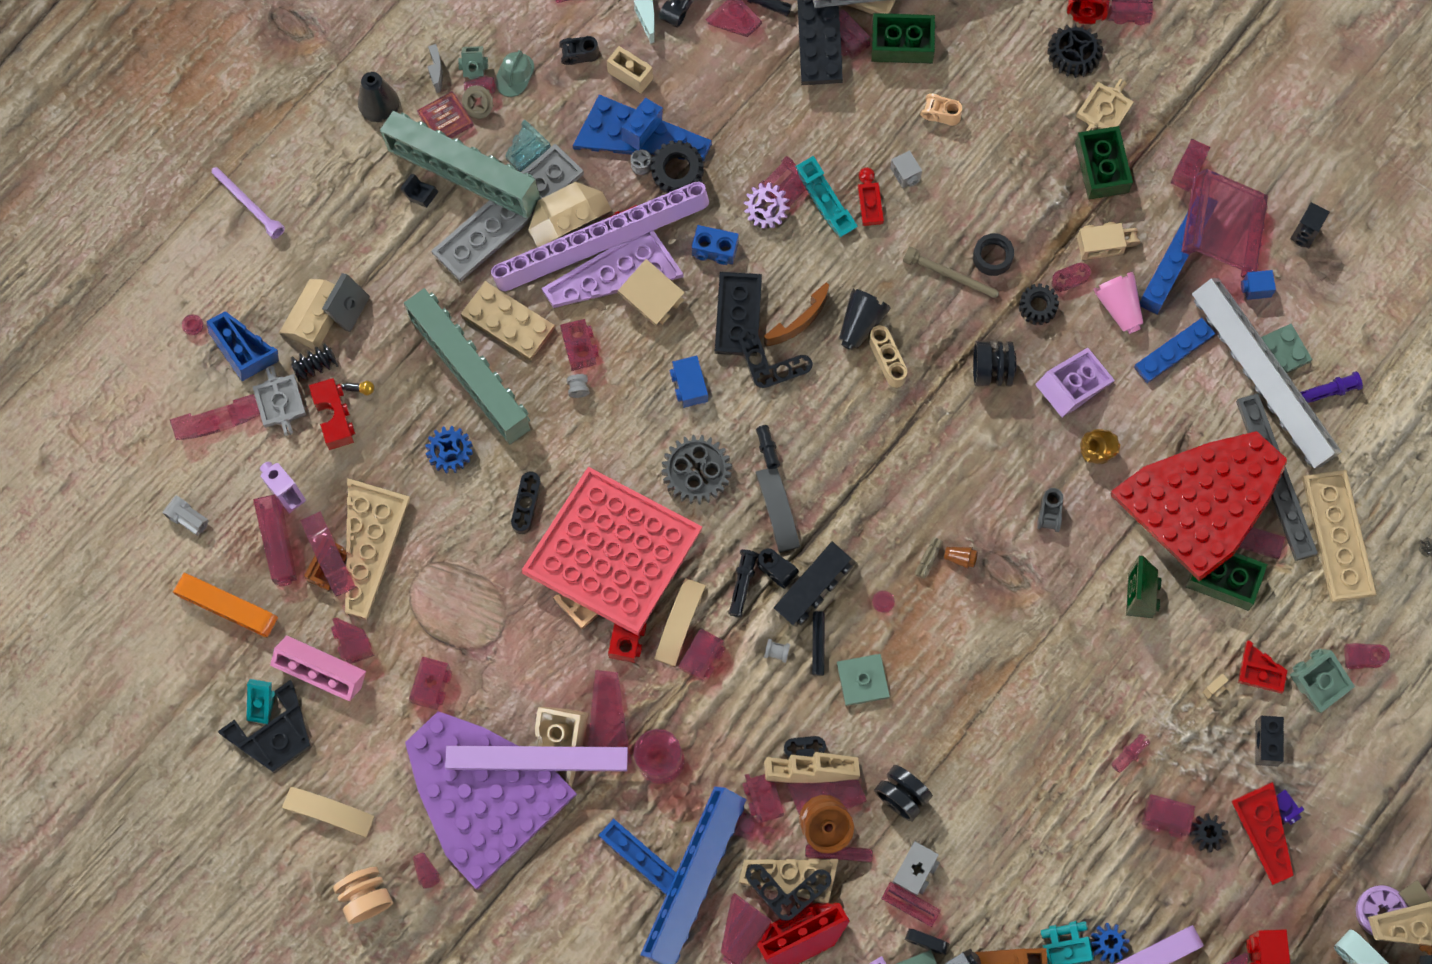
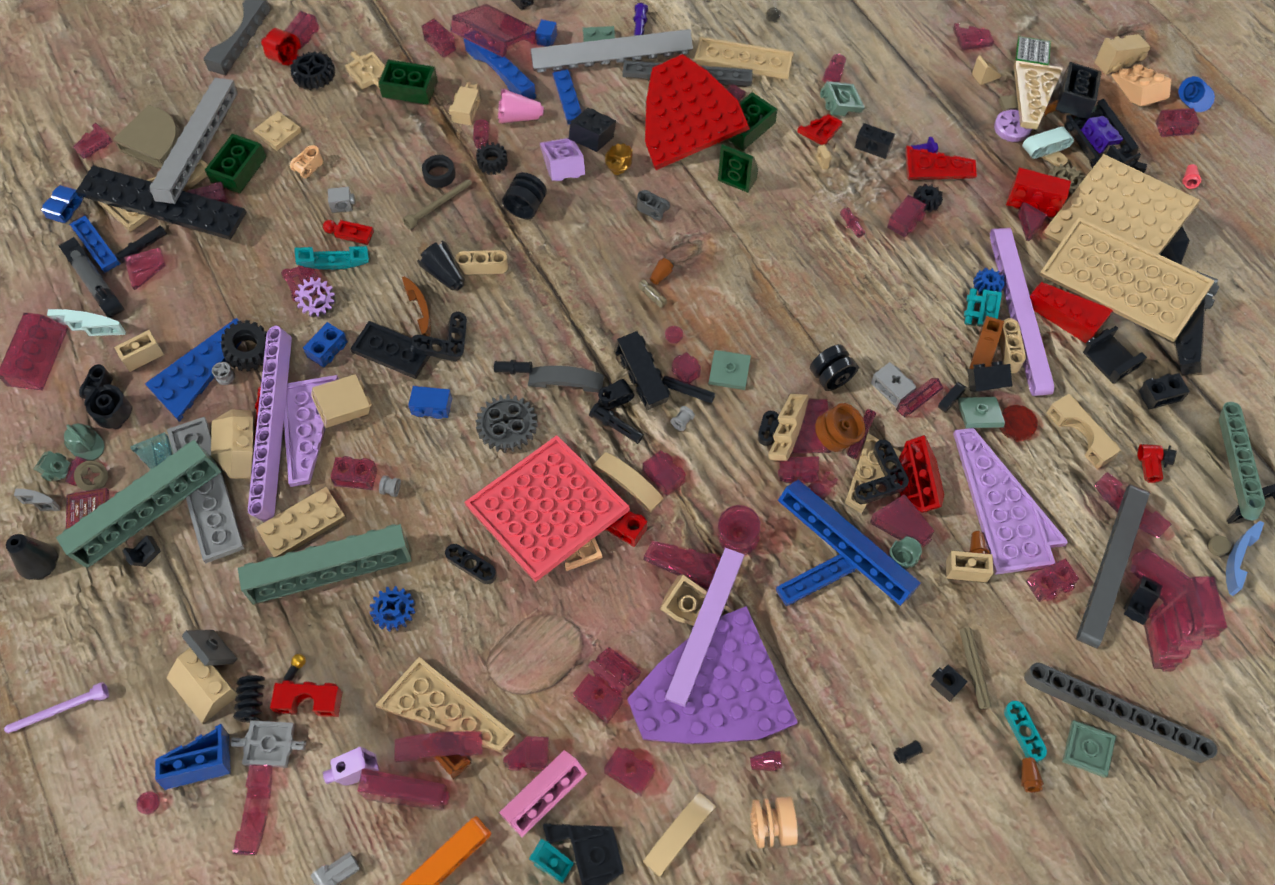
camera: 70 degrees left, 10 degrees down
(365, 729) = (634, 781): none -> clear pink brick
(468, 691) = (618, 666): none -> clear pink plate
(556, 76) = (108, 406): none -> black brick
(642, 123) = (192, 354): blue brick -> none
(704, 942) = (906, 552): none -> sand green hair
(842, 631) = (686, 368): none -> clear pink brick
(974, 56) = (277, 130): none -> tan plate
(1127, 399) = (592, 129): none -> black brick

